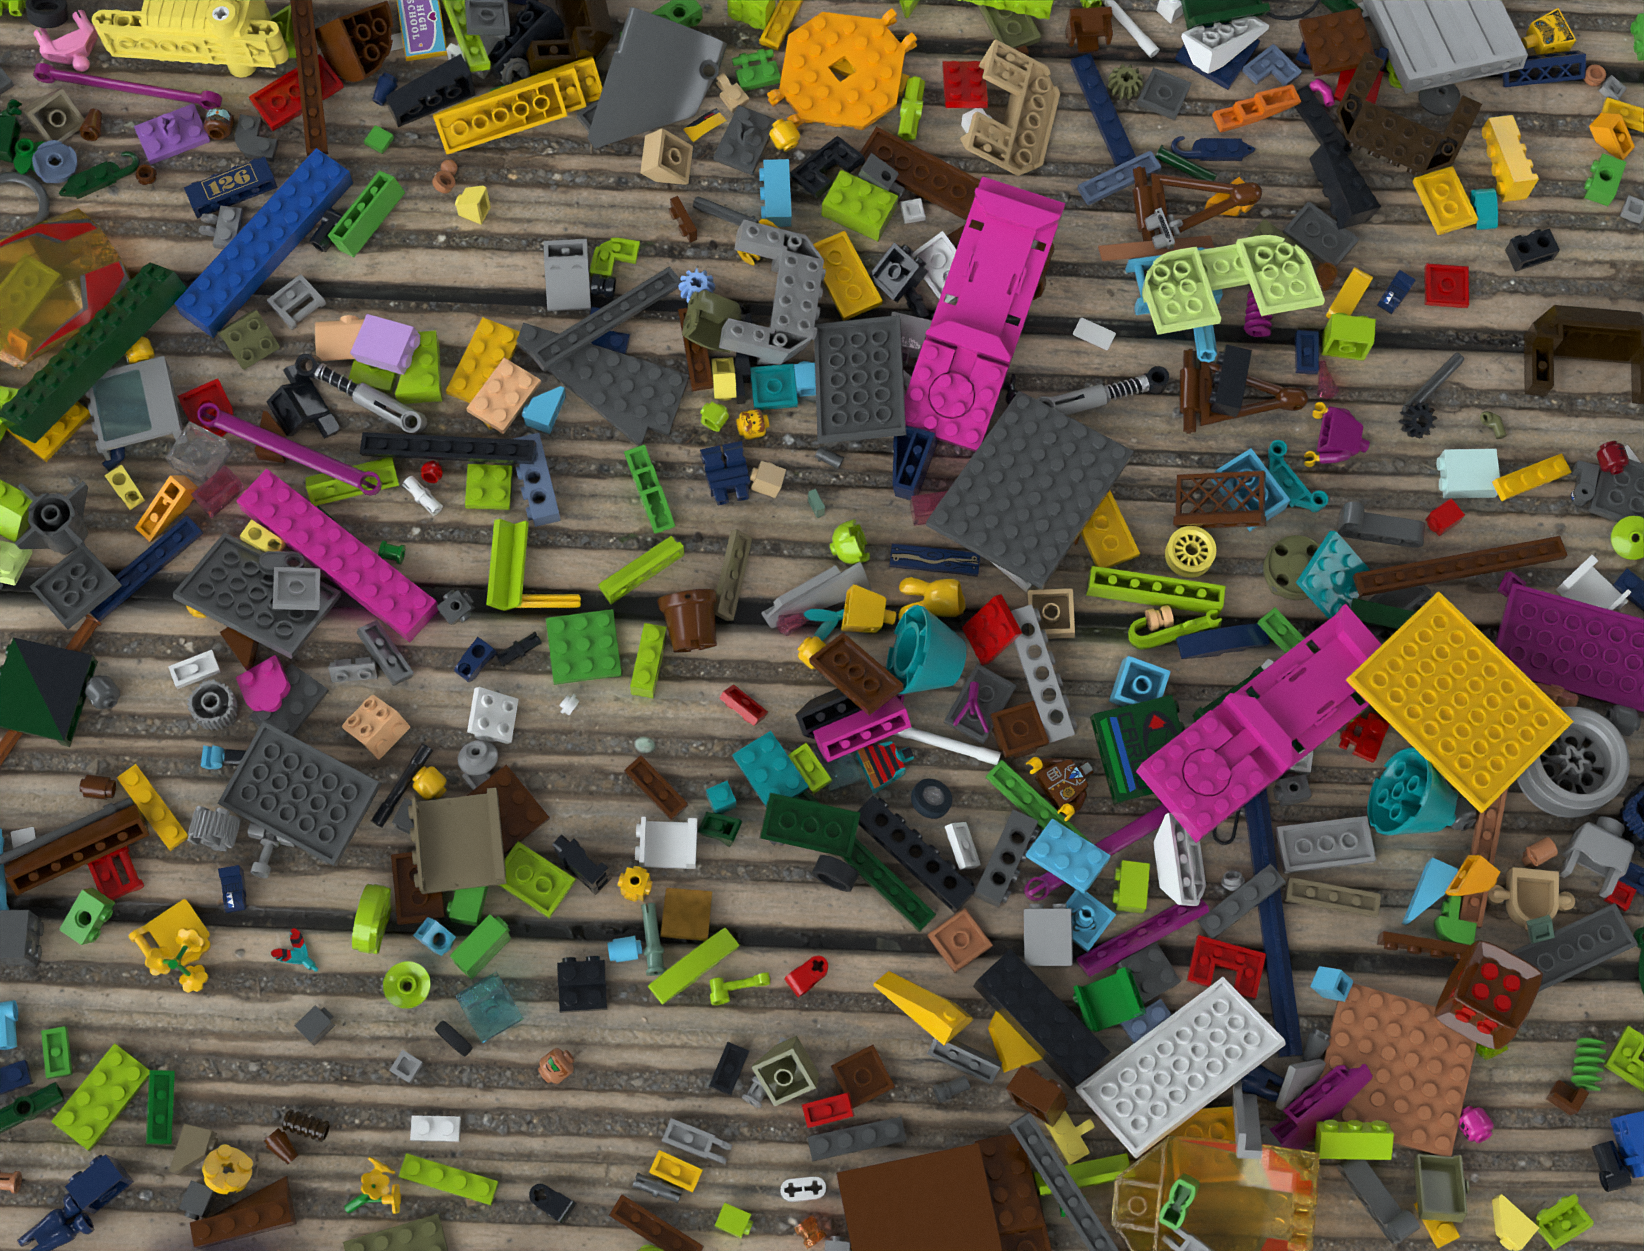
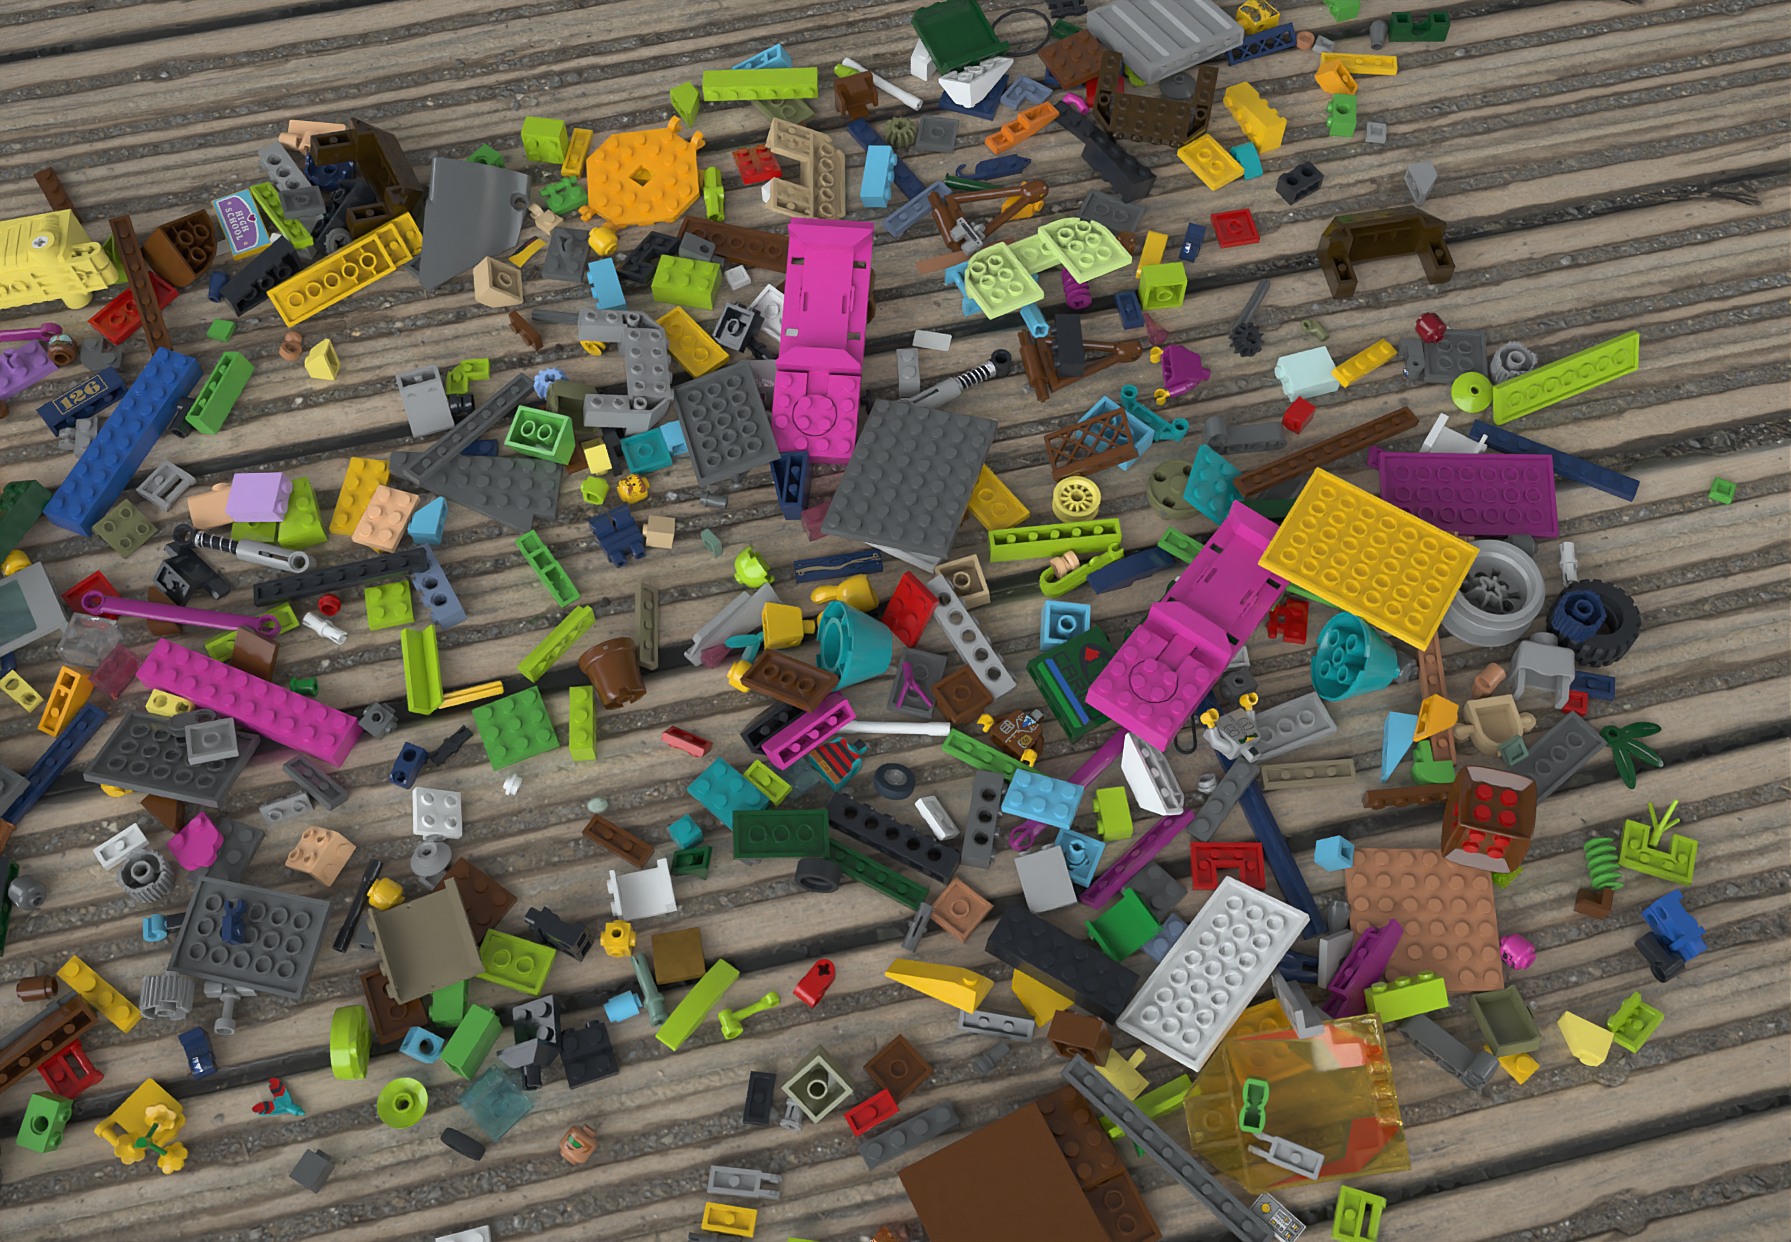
camera: 10 degrees left, 10 degrees down
(286, 780) = (232, 926): none -> dark blue plate
(351, 507) = (254, 653): none -> reddish brown tile
(406, 1066) = (419, 1188): light grey plate -> none
(538, 960) = (536, 1040): none -> black plate
(675, 345) = (541, 435): none -> bright green slope
(803, 1195) = (864, 1196): white beam -> none
(906, 960) = (910, 943): none -> dark grey pin
(1059, 367) = (908, 372): none -> light grey brick
(1088, 131) = (878, 176): none -> medium azure brick
(1273, 840) = (1234, 732): none -> light grey torso

